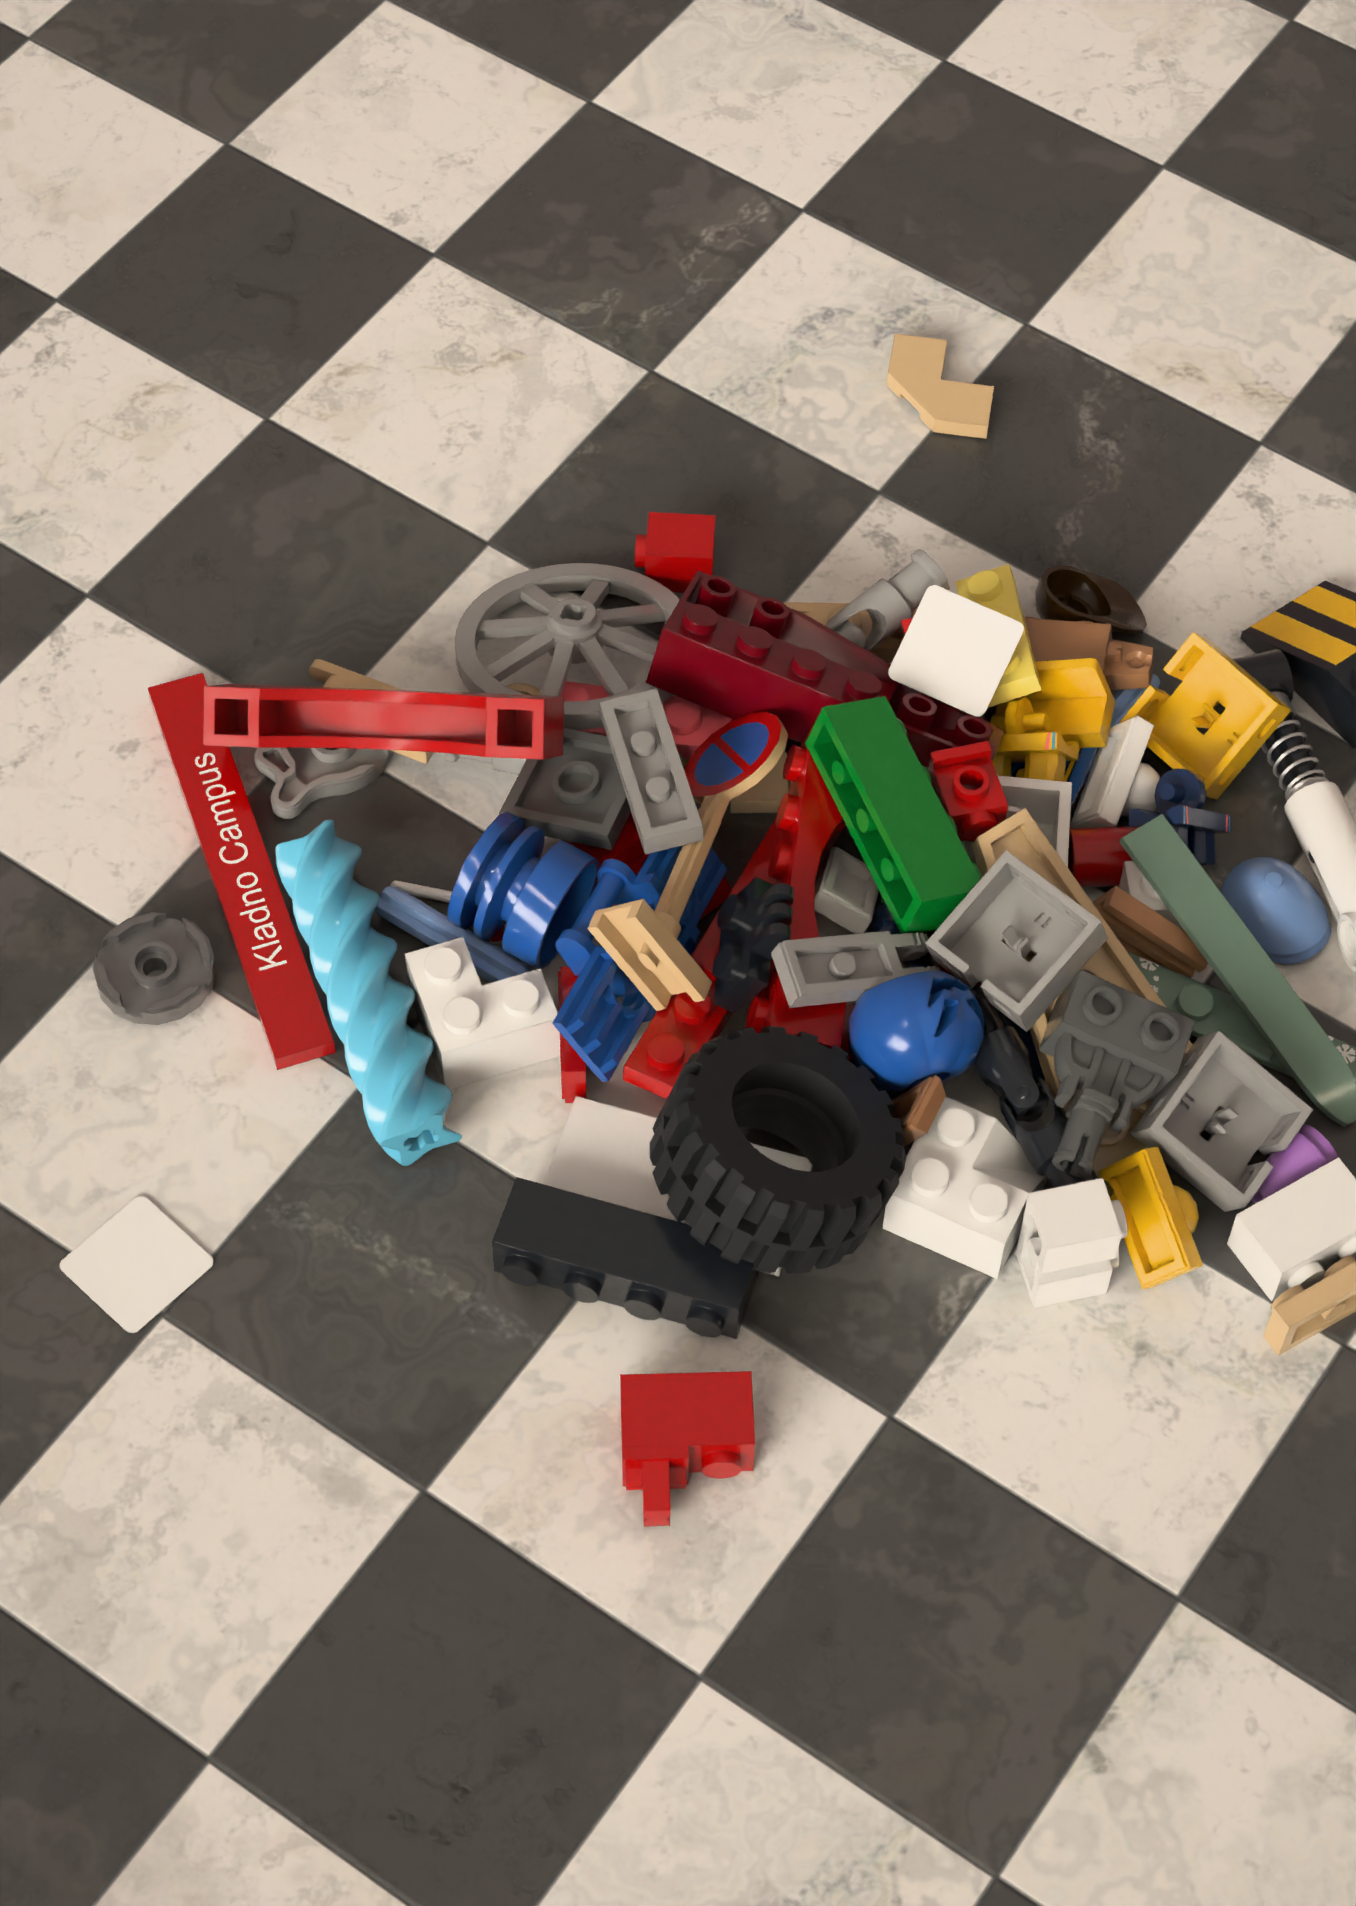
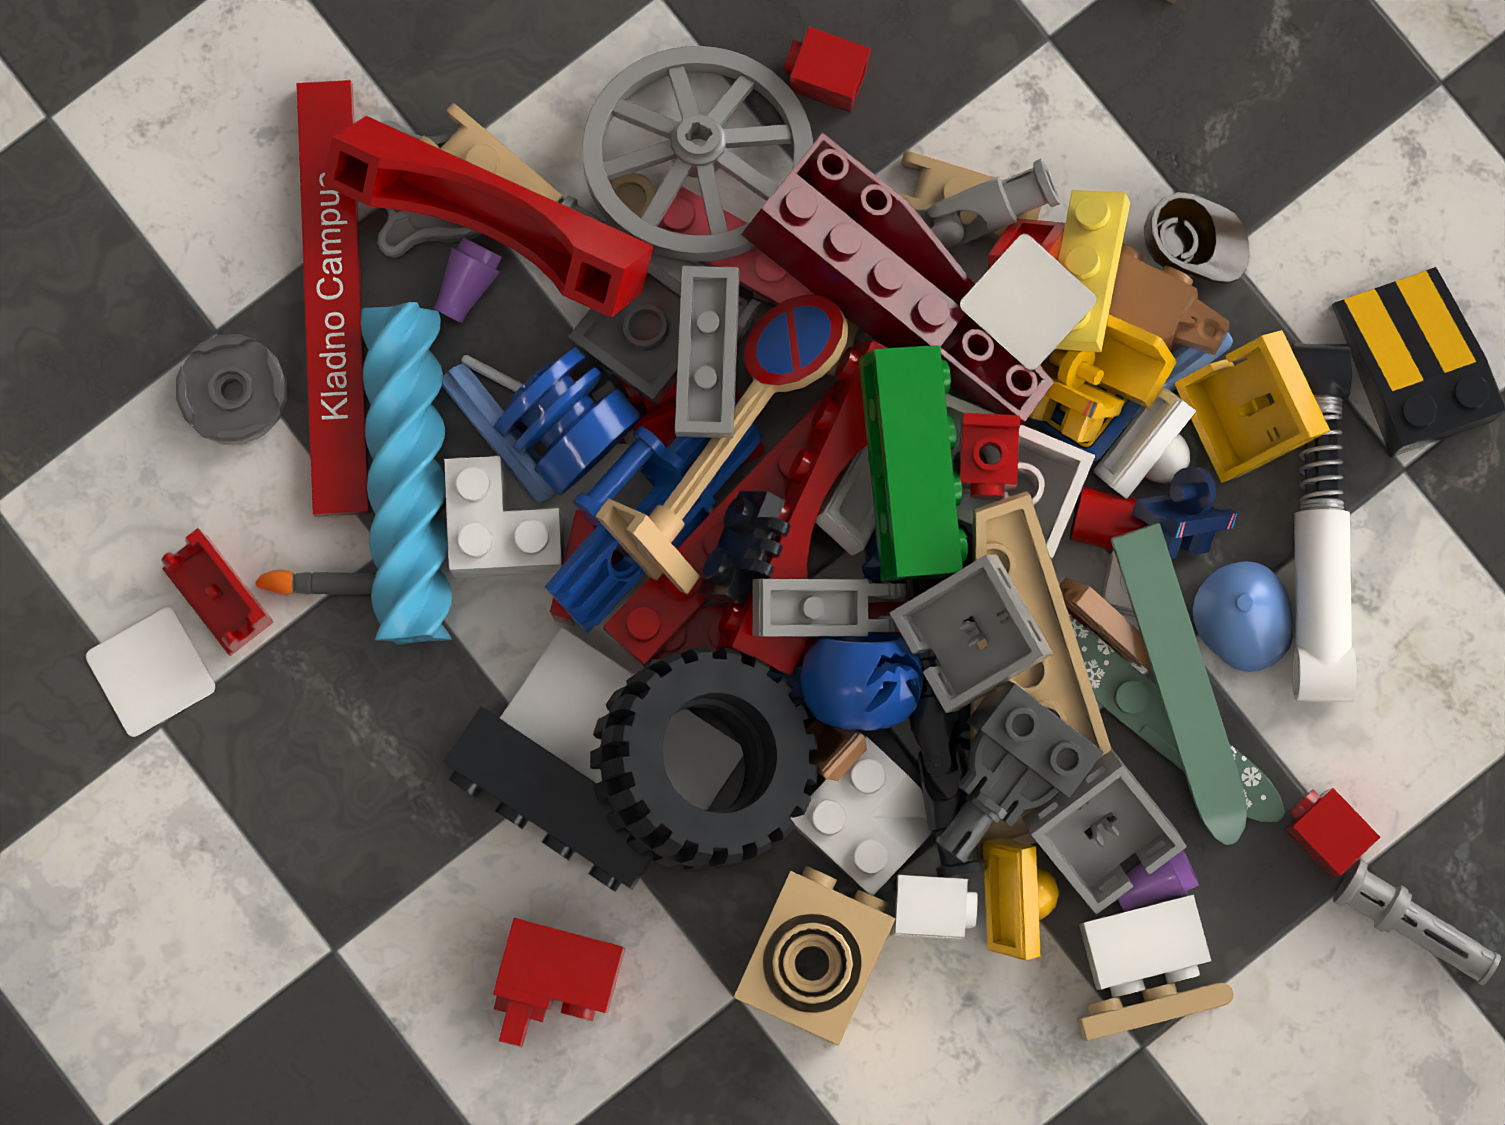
camera: 20 degrees right, 25 degrees up
(191, 1156) = (216, 592): none -> red hinge
(302, 1126) = (333, 583): none -> dark grey piece
(374, 808) = (466, 278): none -> medium lavender cone
(965, 1325) = (818, 918): none -> tan brick

